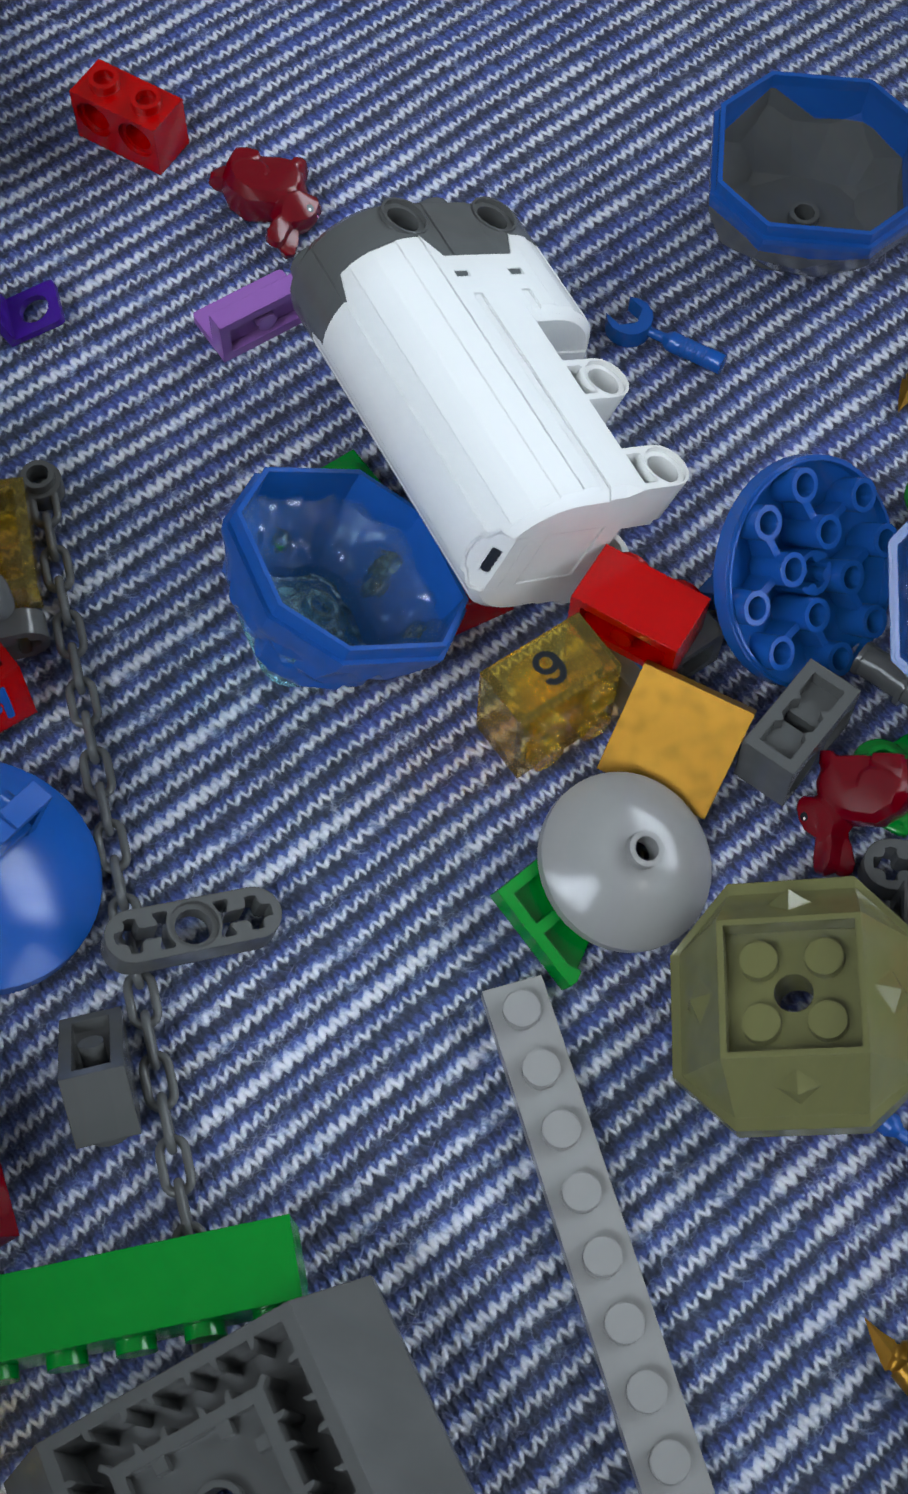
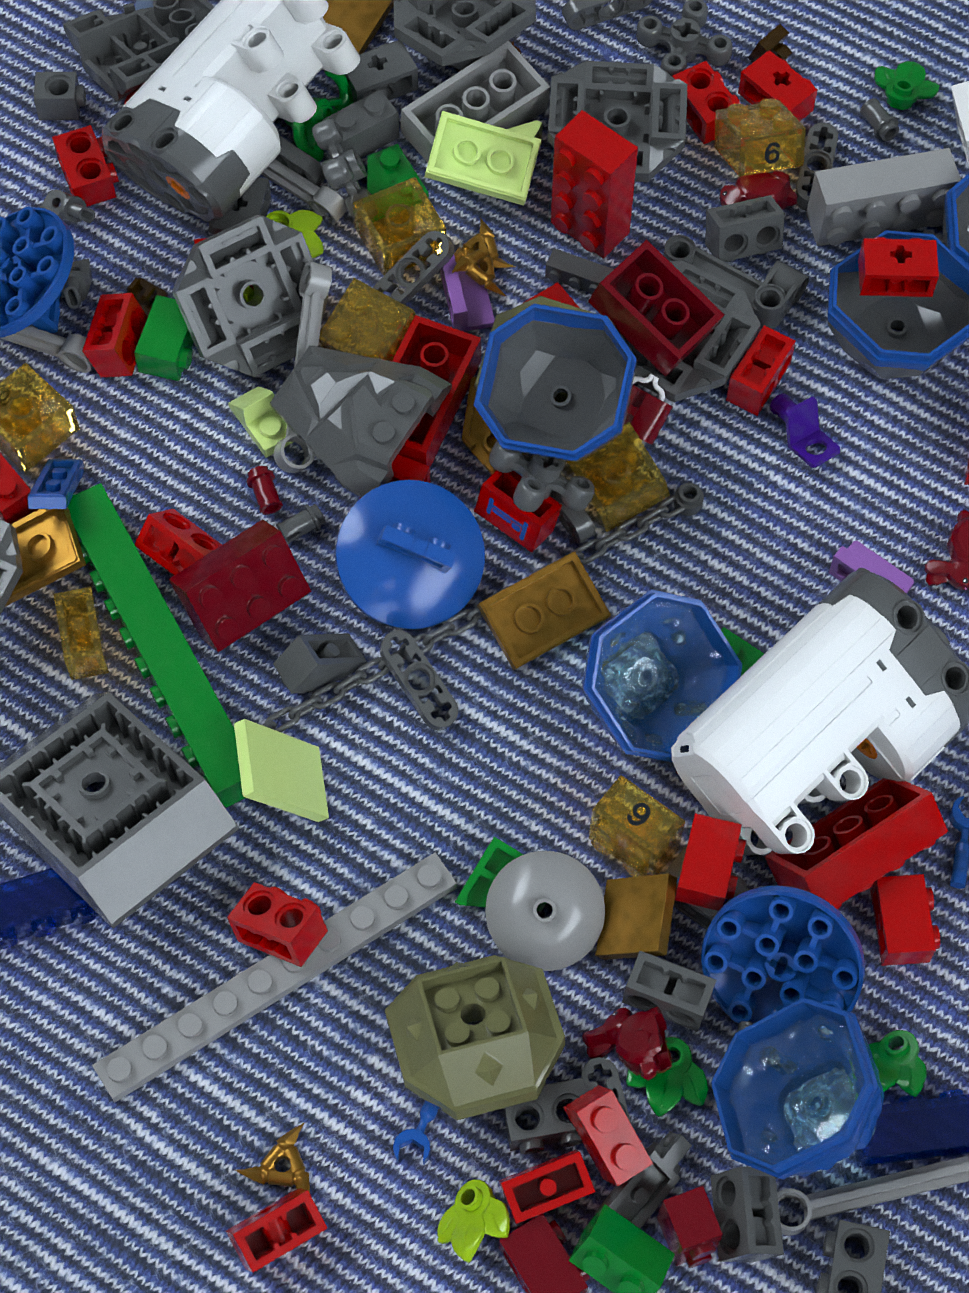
camera: 75 degrees right, 0 degrees up
(143, 722) = (544, 610): none -> pearl gold tile
(287, 1182) = (280, 771): none -> yellowish green tile
(553, 1276) = (278, 923): none -> red brick
(671, 410) = (862, 841): none -> red brick
(756, 427) = (904, 920): none -> red brick

